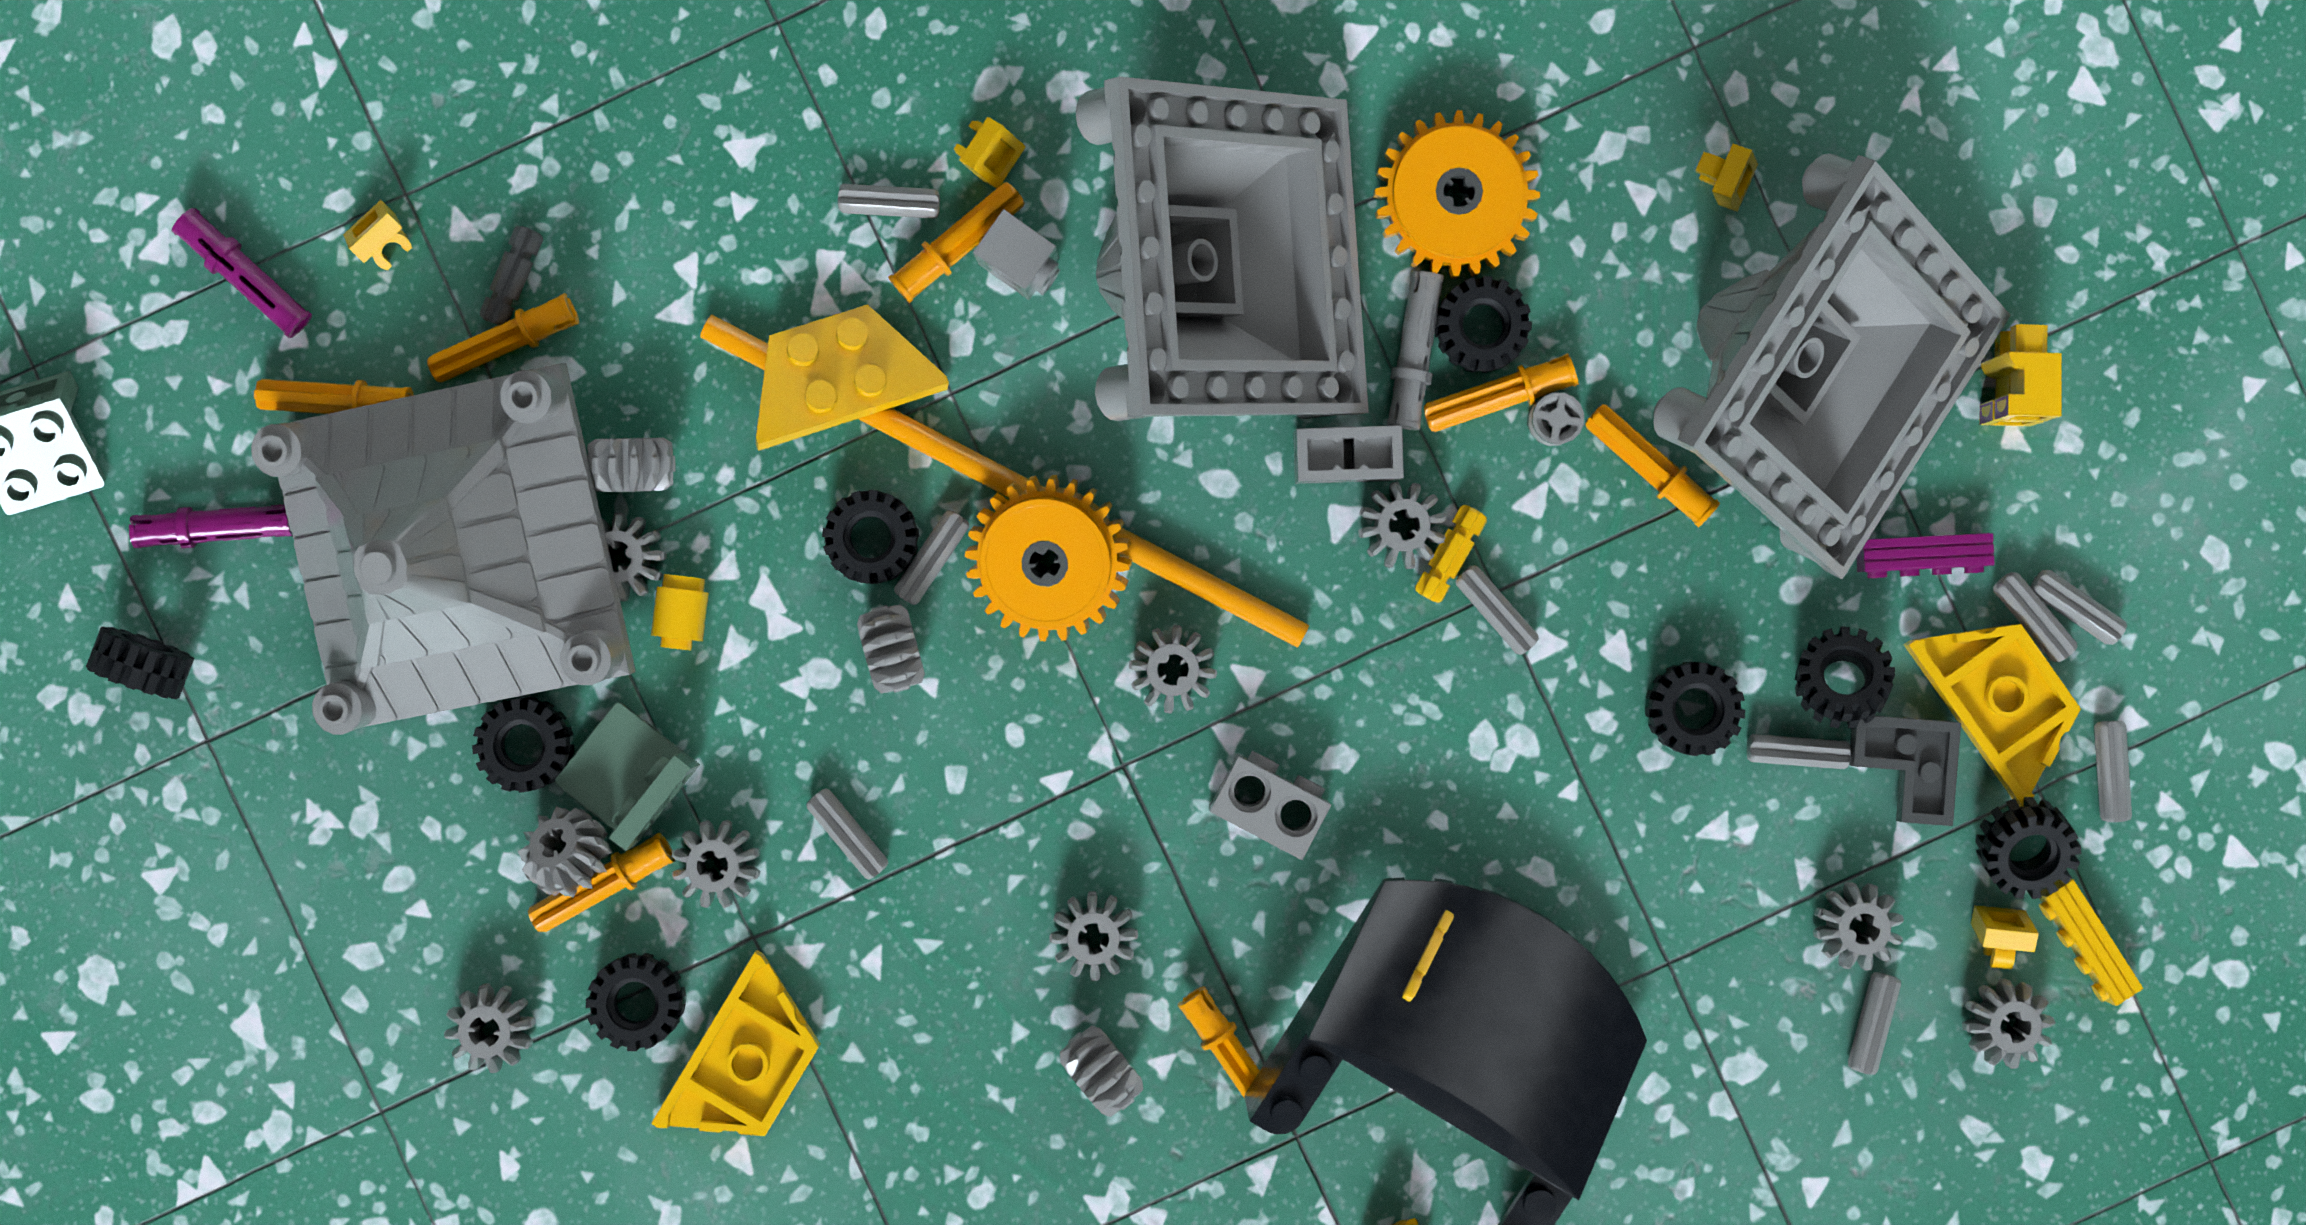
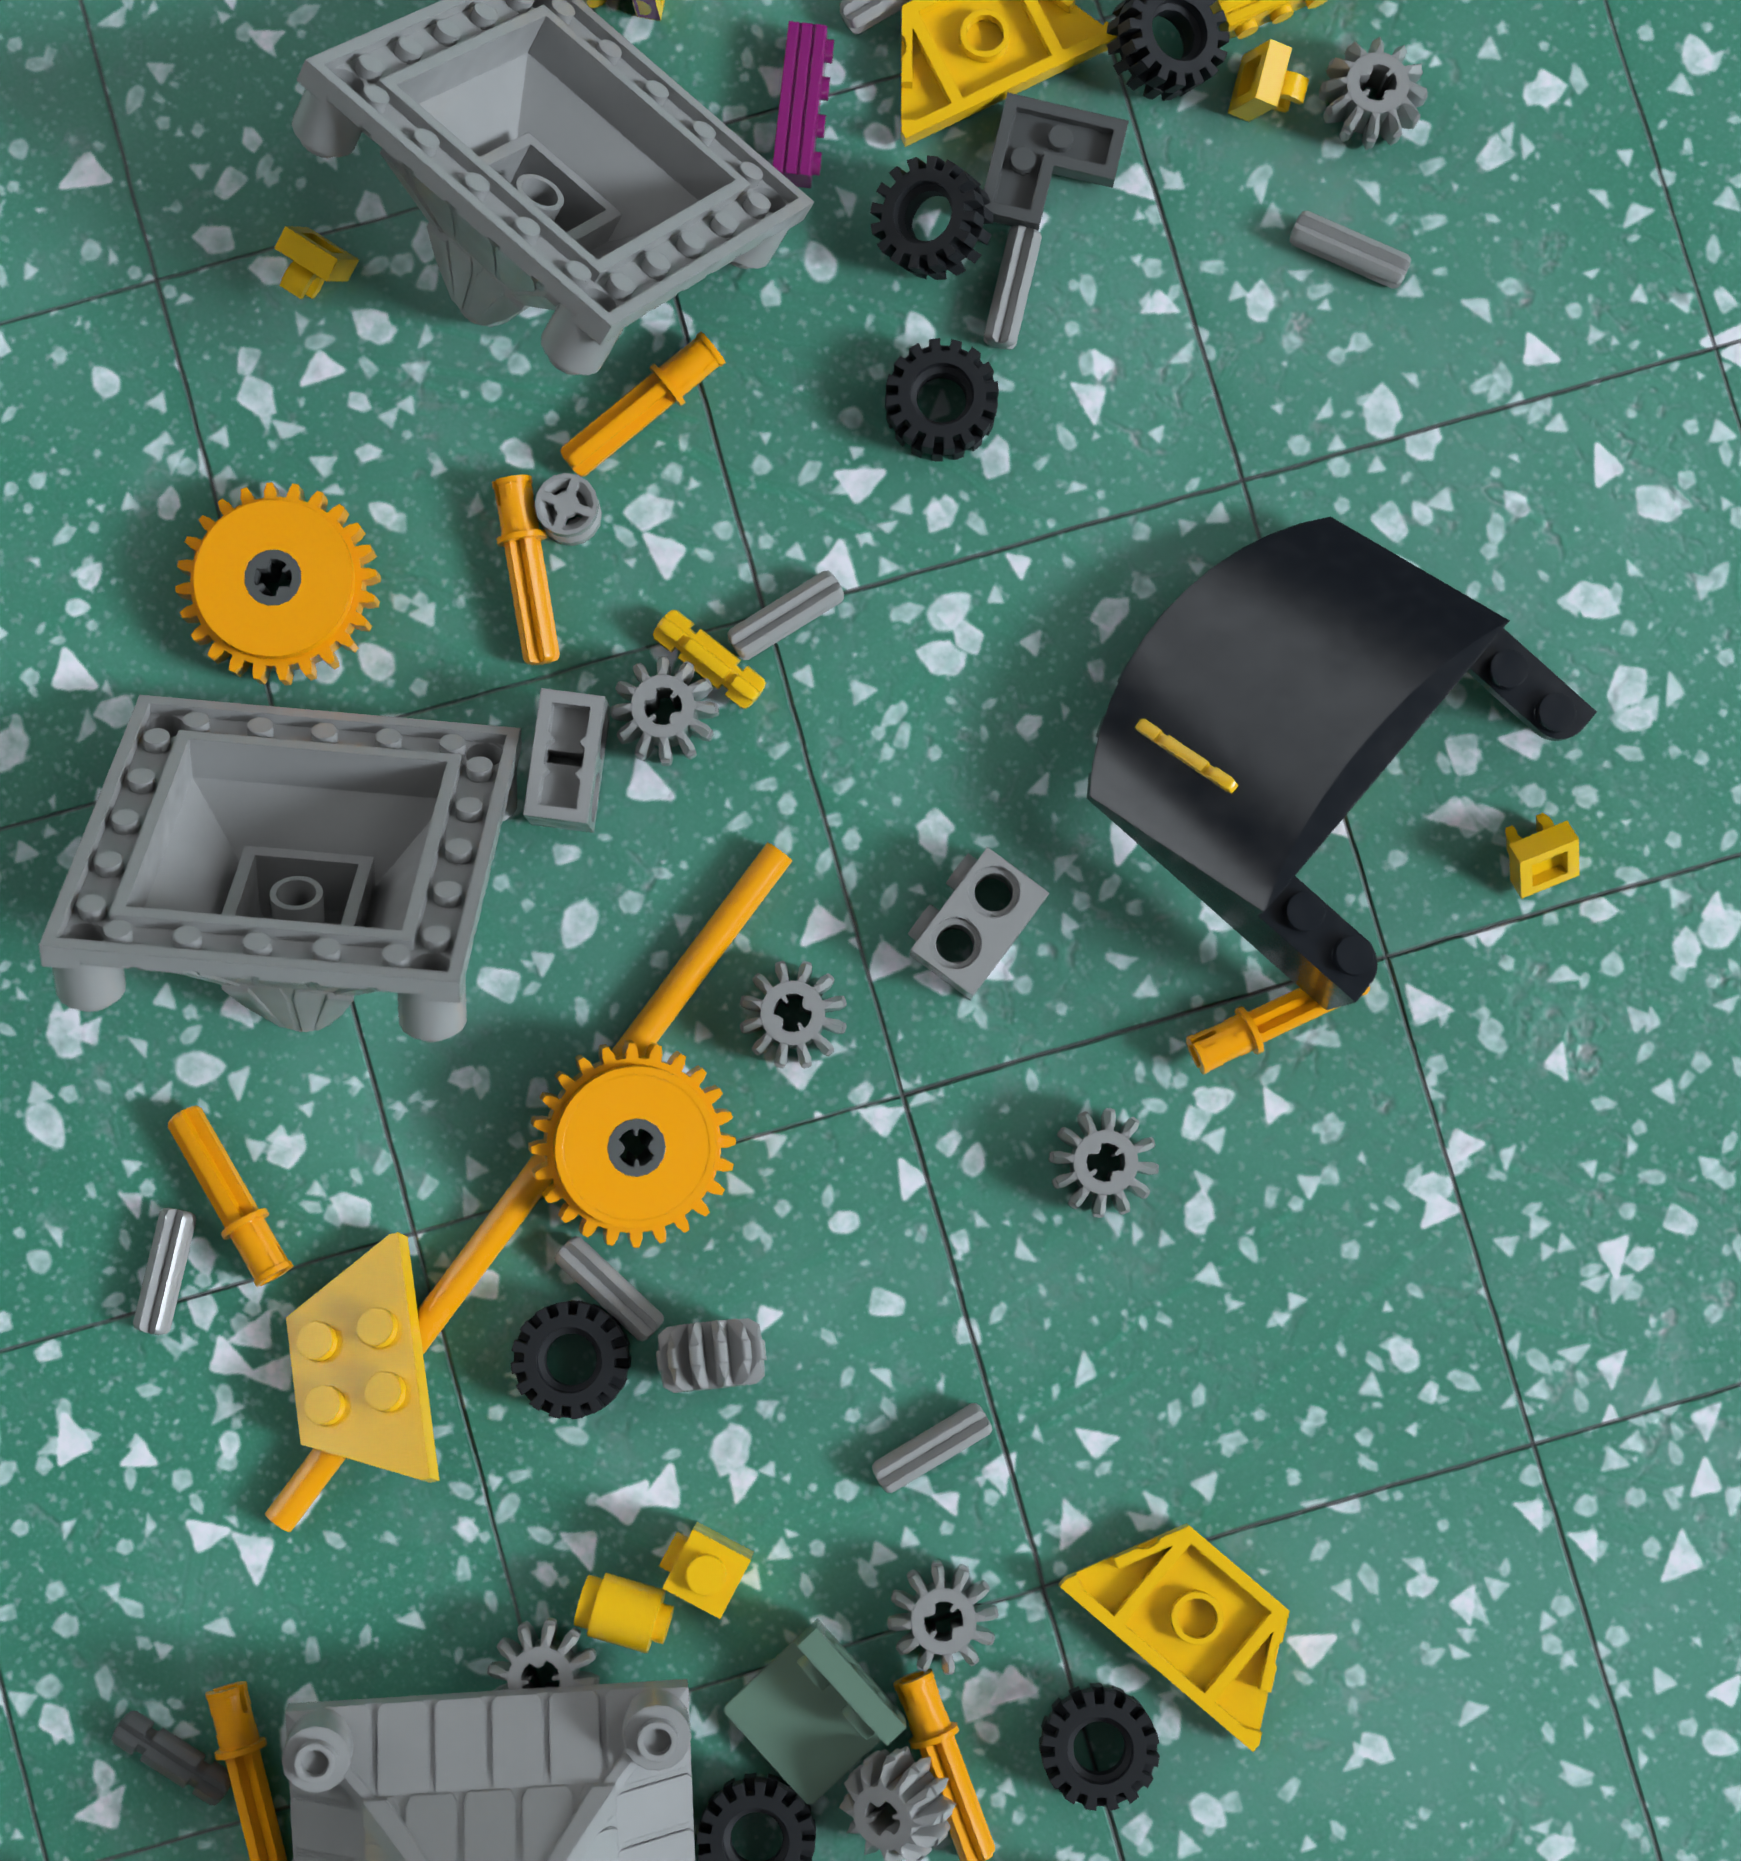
camera: 85 degrees left, 5 degrees down
(631, 464) = (429, 1642): light grey gear -> none
(724, 671) = (705, 1568): none -> yellow brick
(990, 152) = (126, 1136): yellow tile -> none
(1018, 256) = (256, 1120): light grey brick -> none
(1101, 1071) = (1270, 1178): light grey gear -> none
(1415, 350) = (479, 669): light grey pin -> none
(1514, 324) = (419, 546): black tyre -> none
(1864, 907) = (1247, 266): light grey gear -> none

